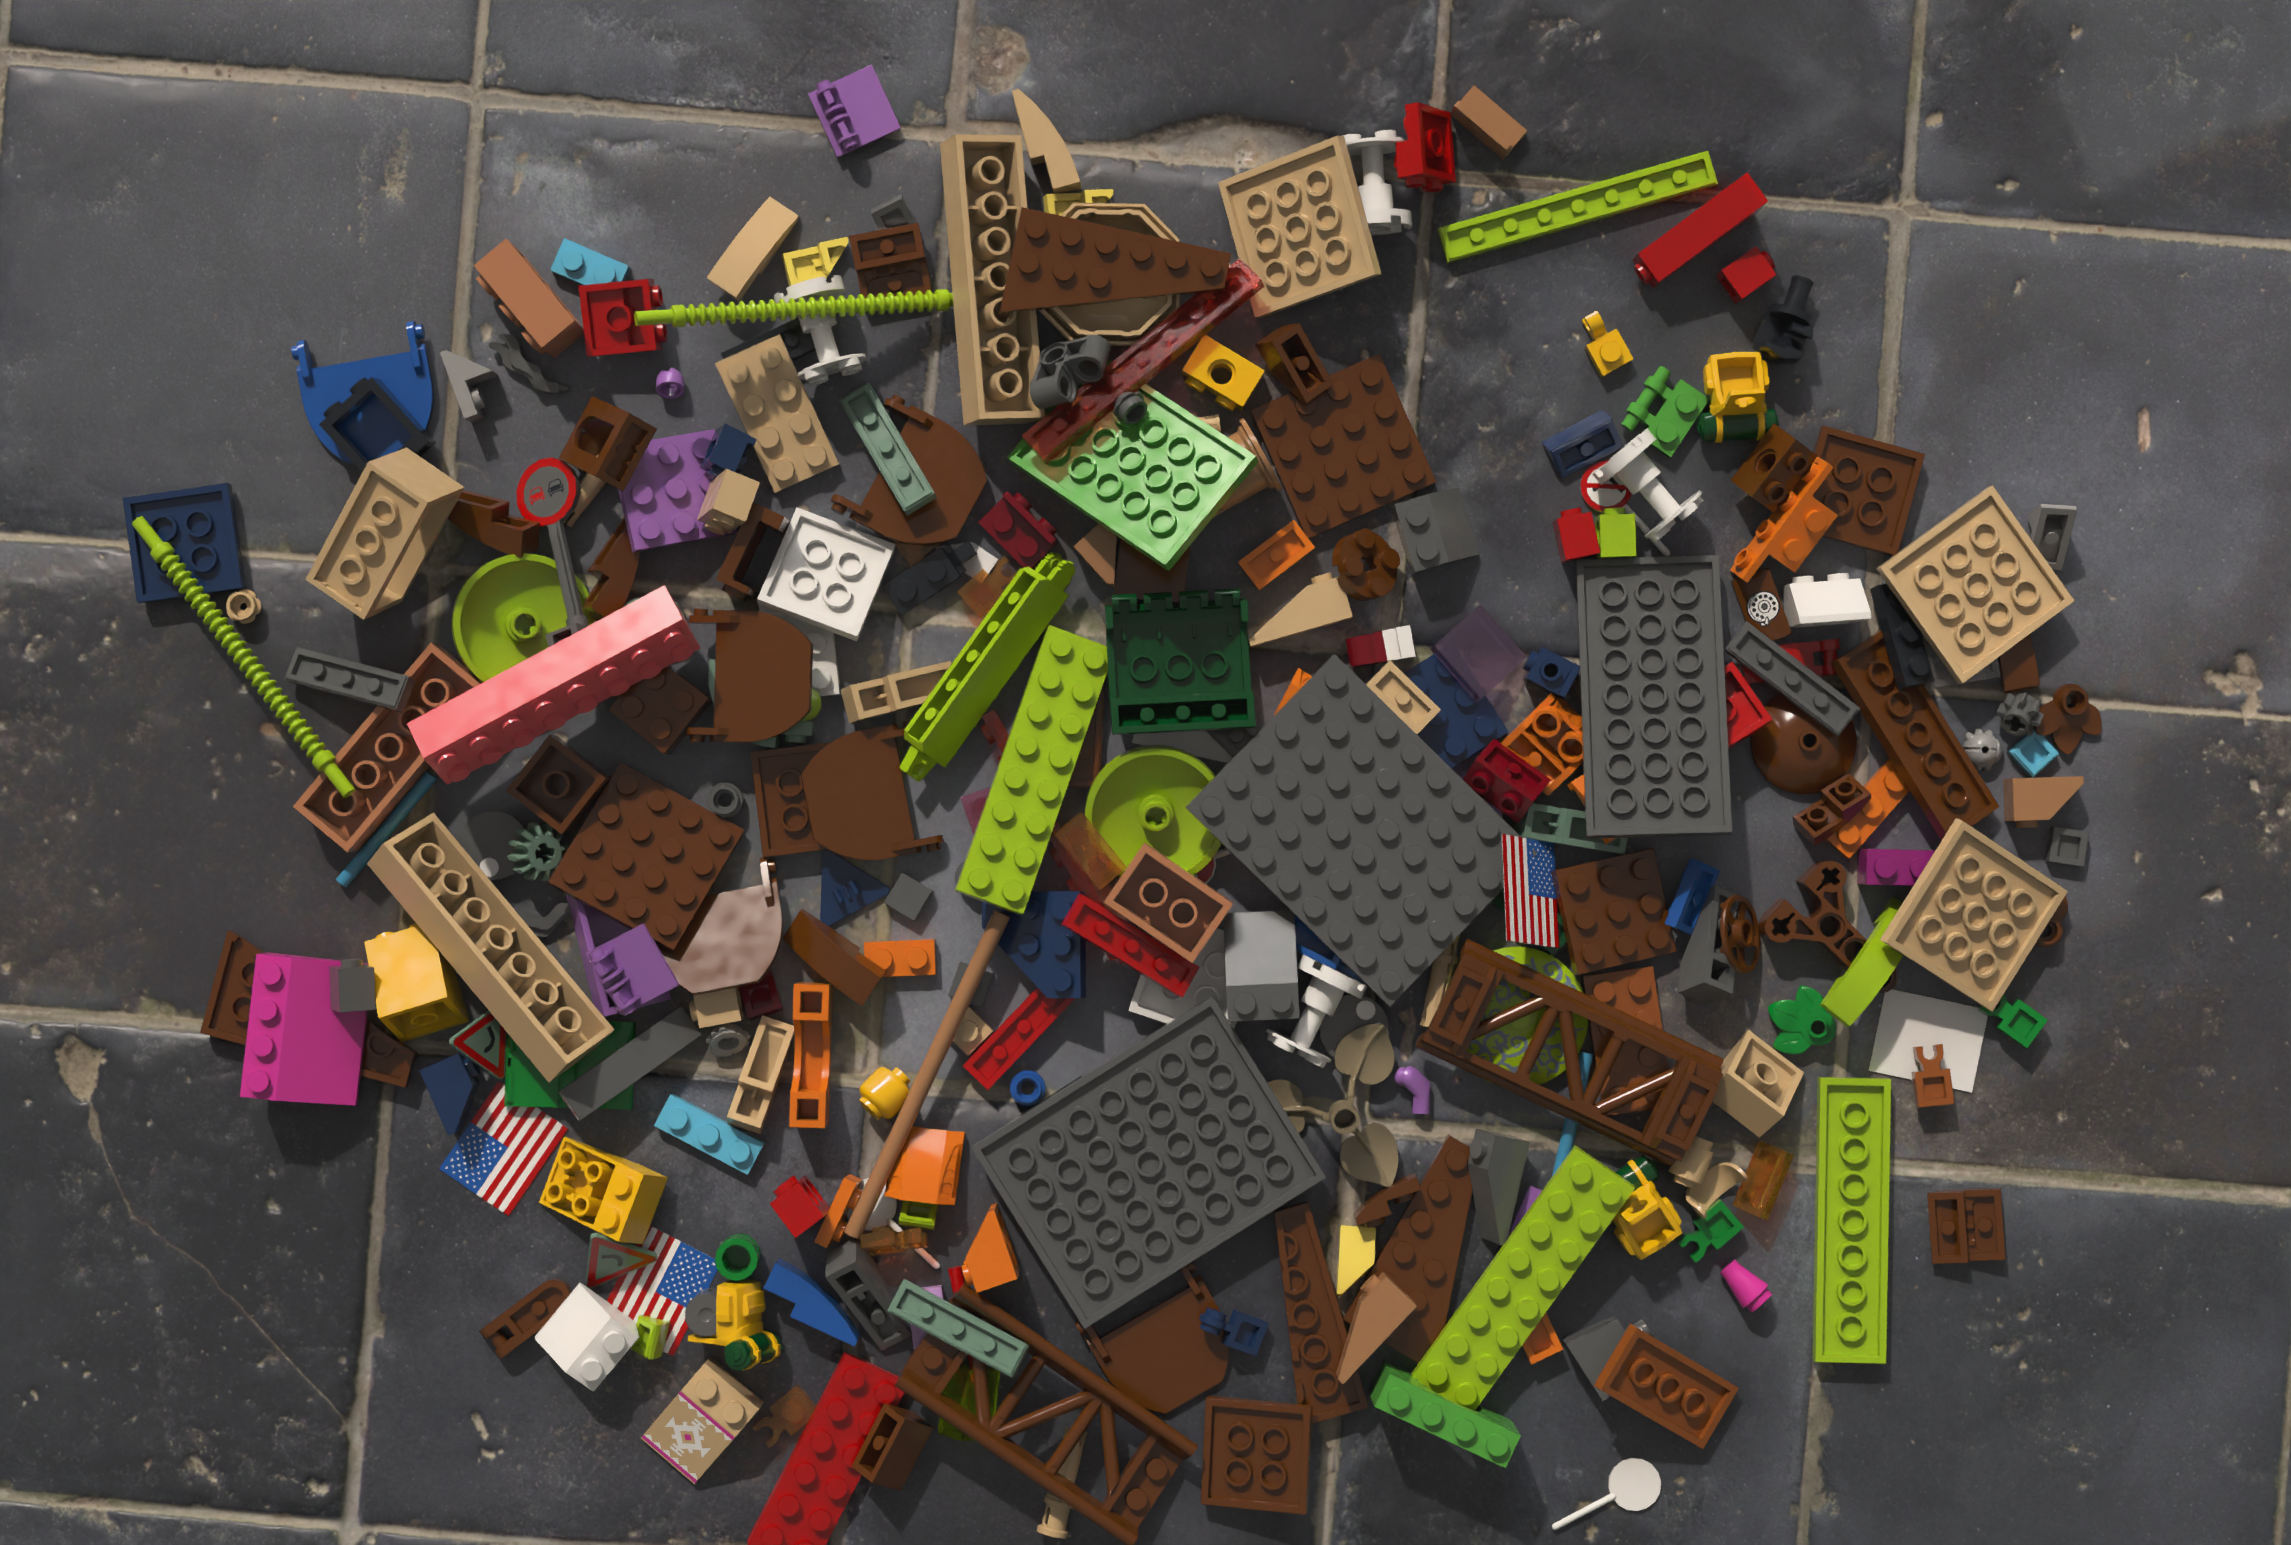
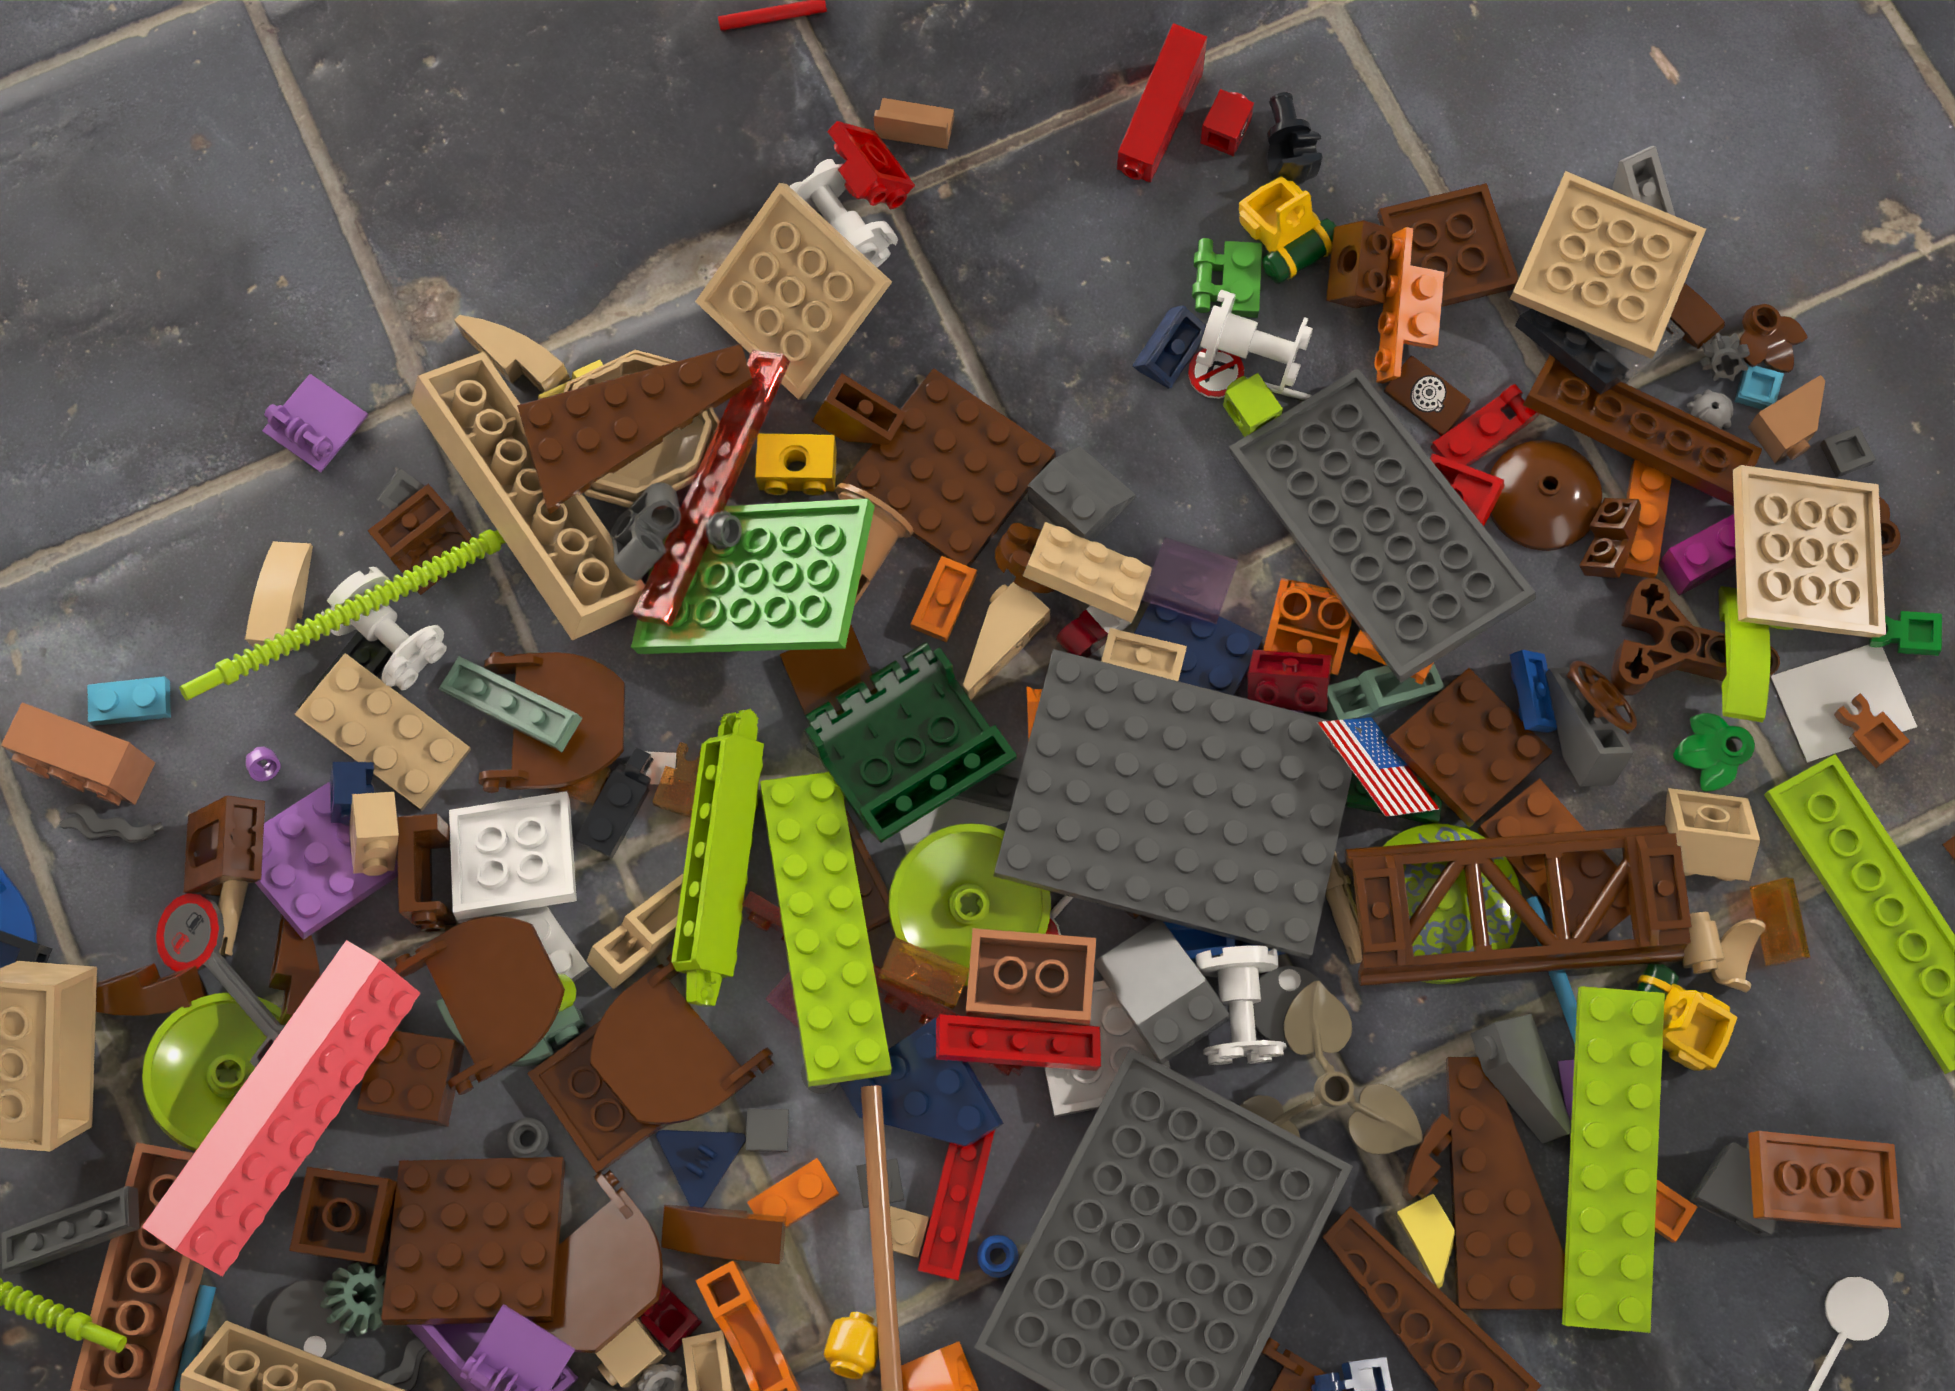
camera: 25 degrees left, 15 degrees down
(463, 376) = (52, 868): light grey slope -> none
(610, 320) = (179, 730): red plate -> none
(813, 261) = (353, 560): light yellow slope -> none
(1019, 531) = (681, 711): dark red bracket -> none
(1099, 552) = (770, 688): medium nougat slope -> none
(1376, 1316) = (1491, 1284): medium nougat slope -> none
(1399, 605) = (1088, 572): none -> tan plate
(1417, 1085) = (1386, 1025): medium lavender arm -> none
(1475, 1431) = (1624, 1341): bright green arch -> none
(1565, 672) = (1268, 572): dark blue brick -> none
(1575, 535) = (1215, 426): red brick -> none
(1577, 207) = (1037, 151): lime tile -> none
(1607, 349) = (1141, 254): yellow plate -> none
(1715, 1229) = (1763, 1000): green plate -> none
(1746, 1286) = (1832, 1037): dark pink cone -> none
(1791, 679) = (1497, 439): dark grey tile -> none
(1825, 602) = (1485, 356): white slope -> none

